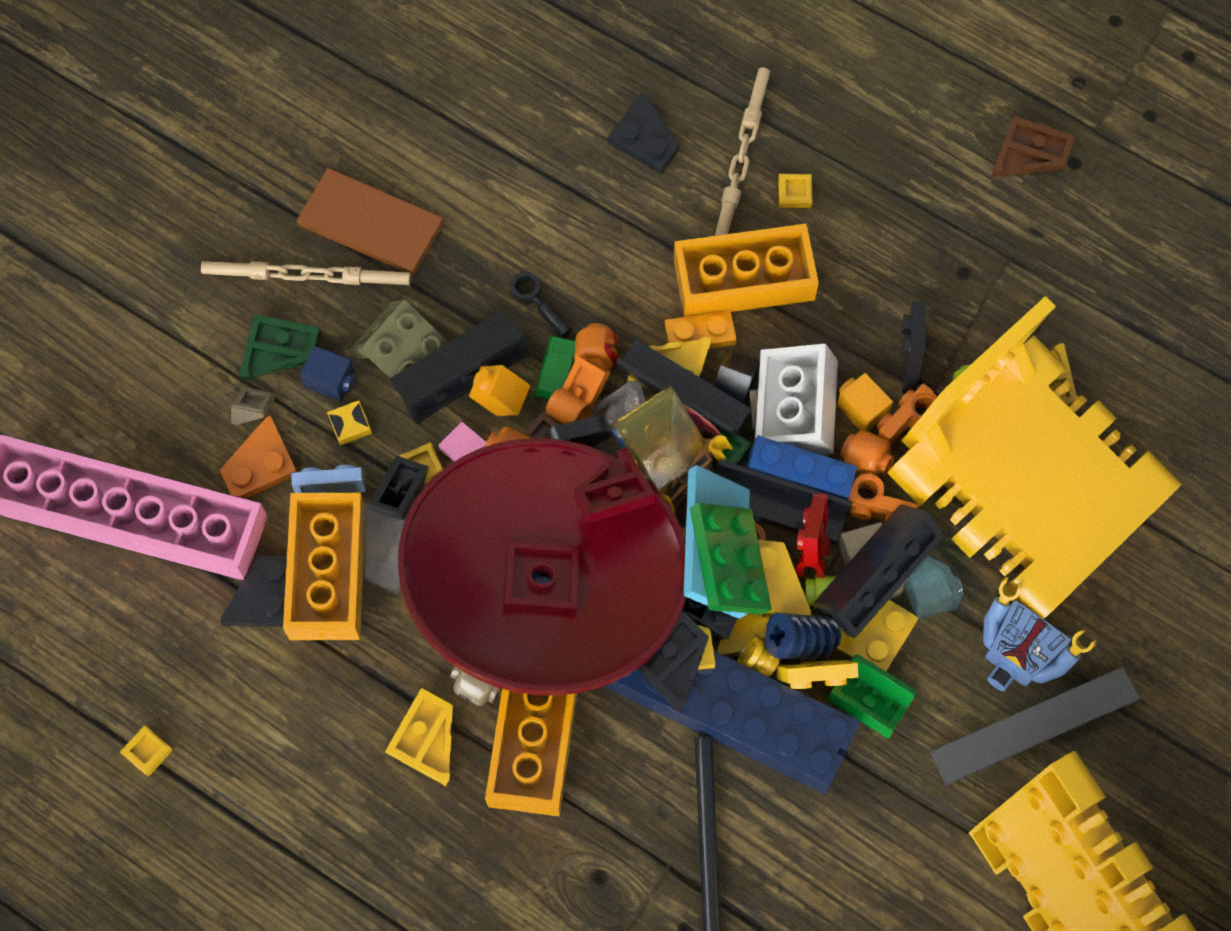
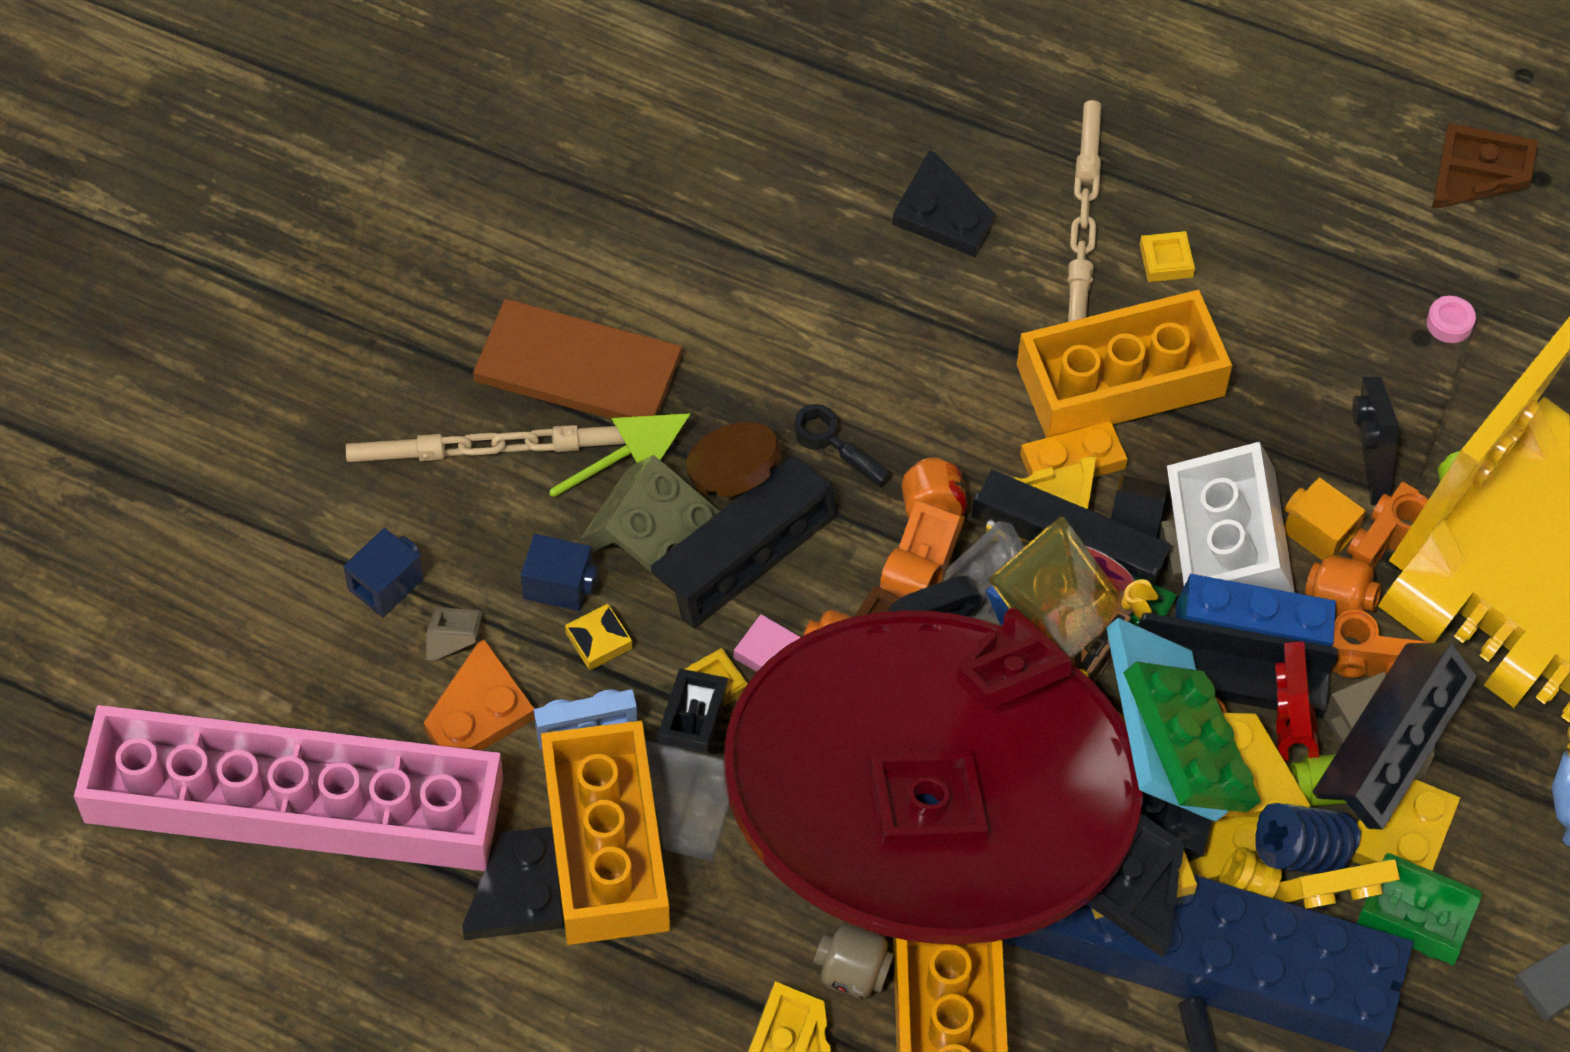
camera: 10 degrees left, 10 degrees down
(211, 358) = (384, 571): none -> dark blue brick
(277, 346) = (477, 545): dark green wing -> none
(404, 282) = (643, 438): none -> lime piece
(462, 306) = (733, 459): none -> reddish brown tile
(499, 390) = (809, 563): light orange brick -> none
(555, 366) = (880, 526): green tile -> none
(933, 589) = (1473, 756): clear light blue slope -> none
(987, 262) = (1451, 319): none -> bright pink tile

